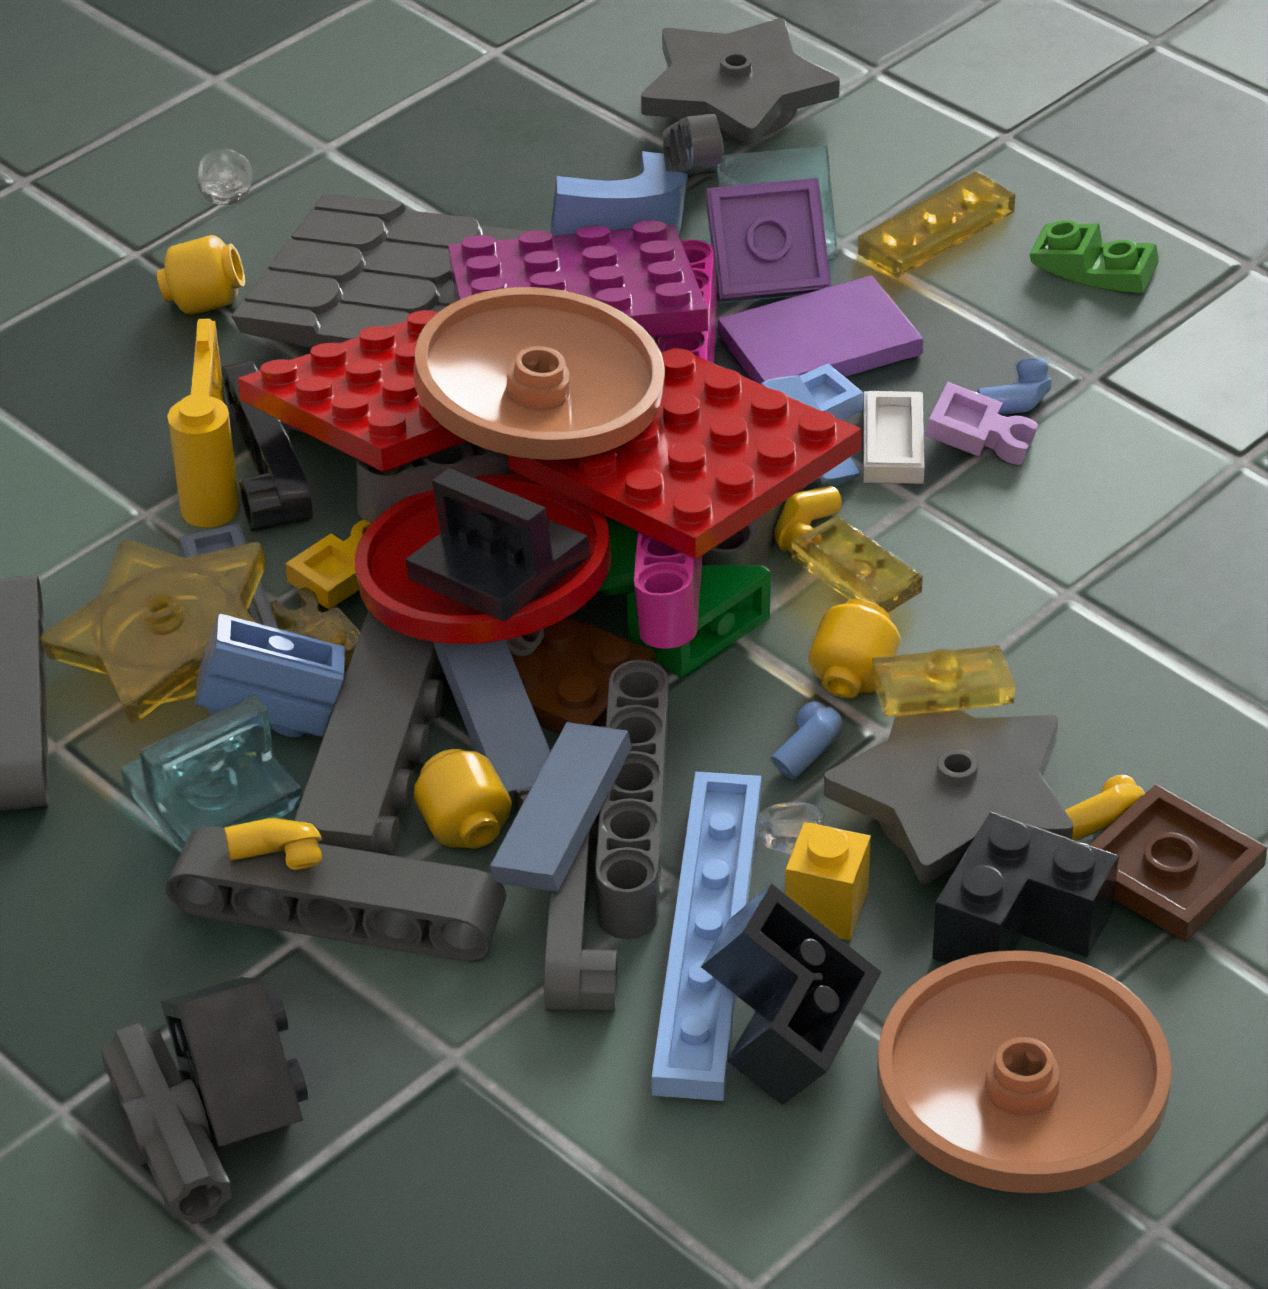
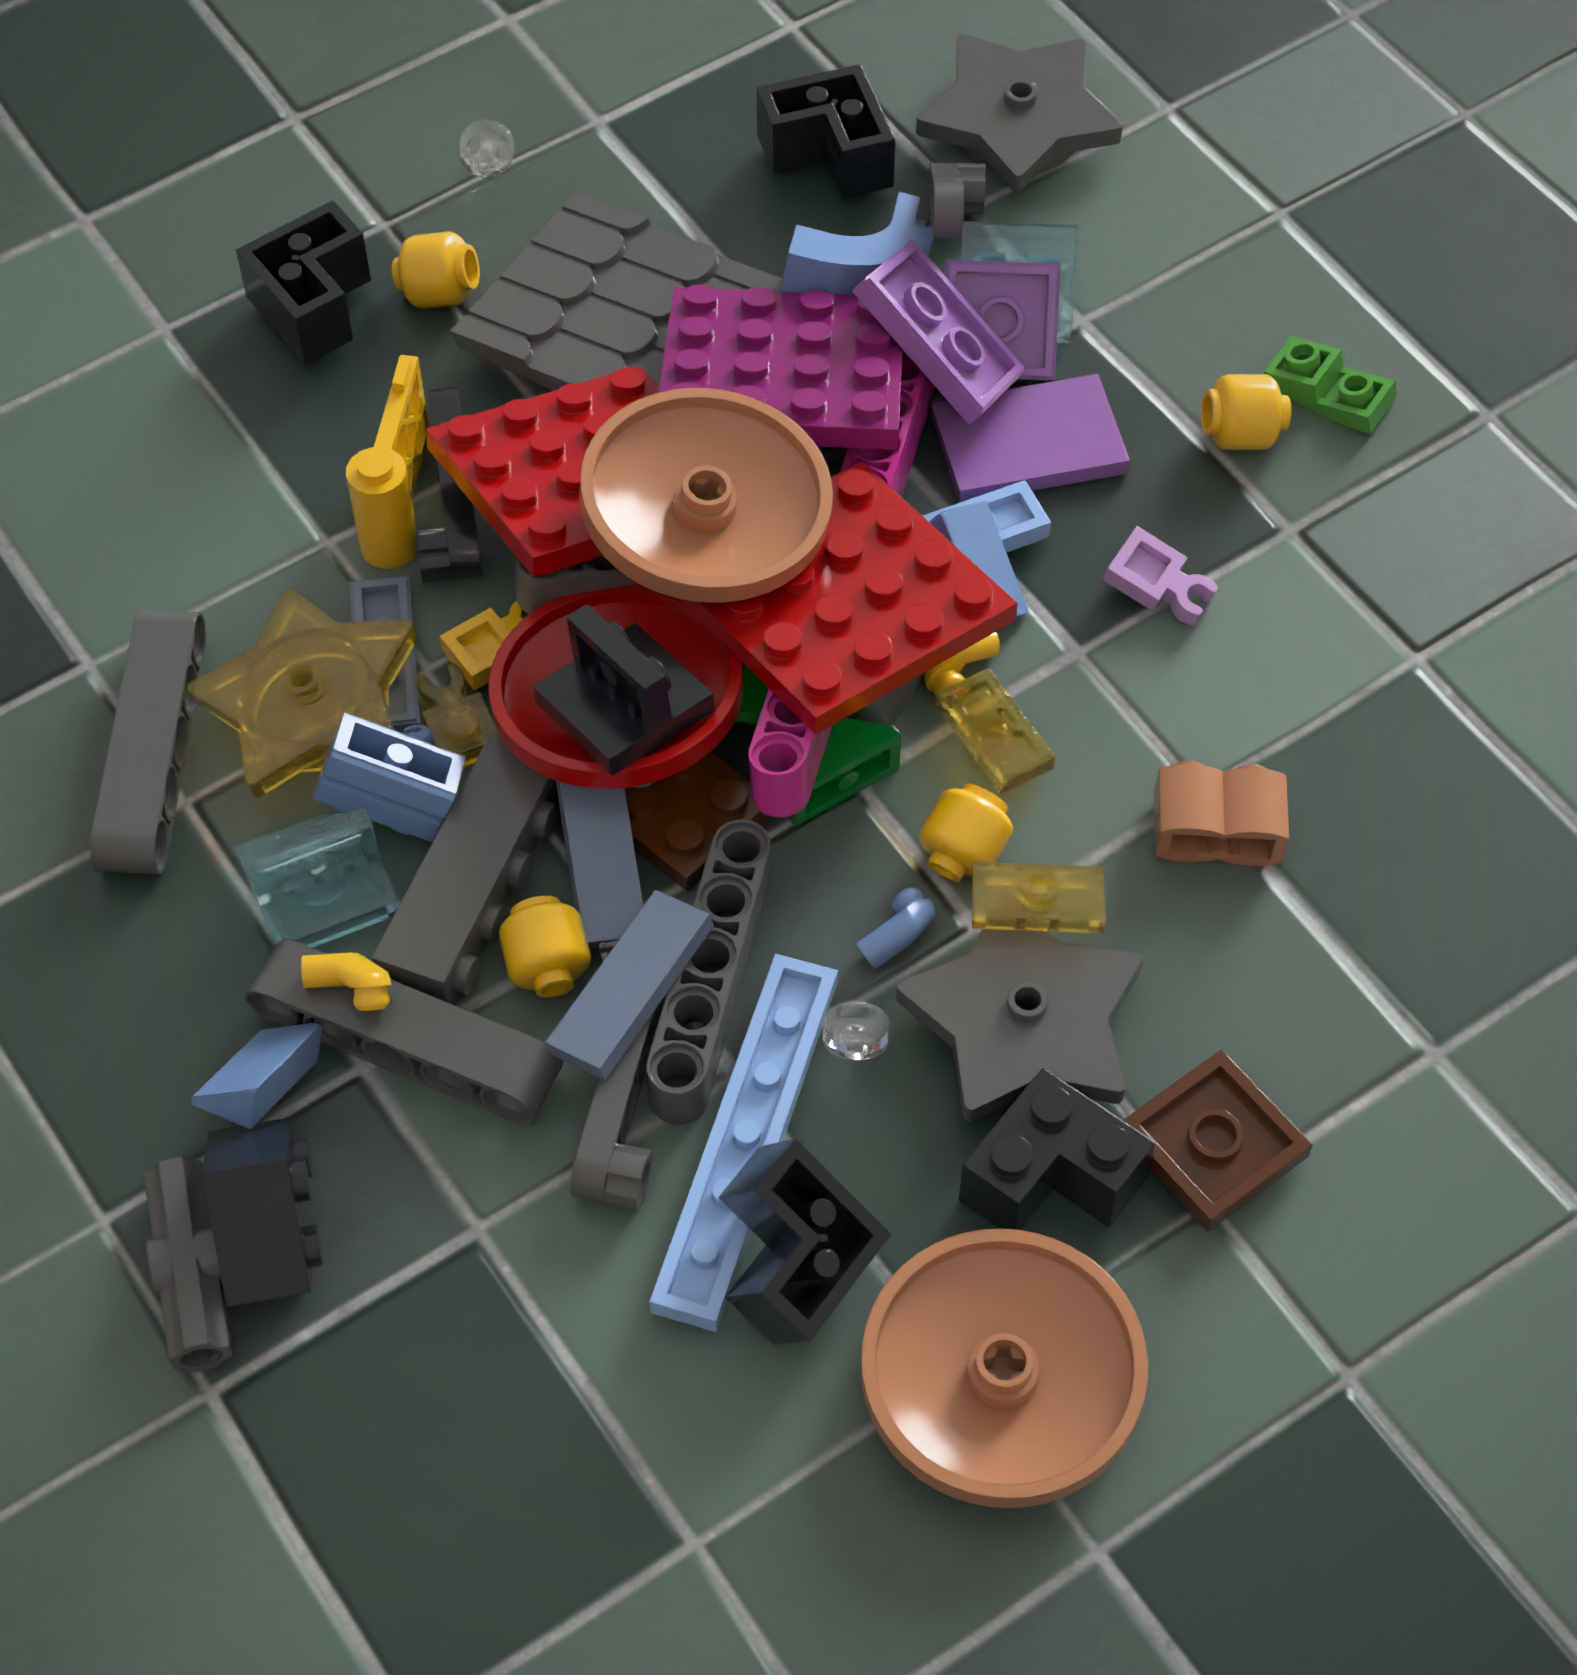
camera: 10 degrees right, 15 degrees up
(75, 295) = (302, 276): none -> black brick
(202, 946) = (260, 1073): none -> medium blue slope
(561, 108) = (832, 121): none -> black brick
(717, 243) = (939, 331): none -> medium lavender tile
(830, 876) = (871, 1105): yellow brick -> none
(893, 437) = (1072, 574): white tile -> none
(936, 224) = (1181, 315): clear yellow plate -> none
(1022, 283) = (1245, 412): none -> yellow head
(1024, 392) = (1216, 541): medium blue arm -> none
(1096, 601) = (1221, 814): none -> nougat brick
(1104, 808) = (1167, 1065): yellow arm -> none

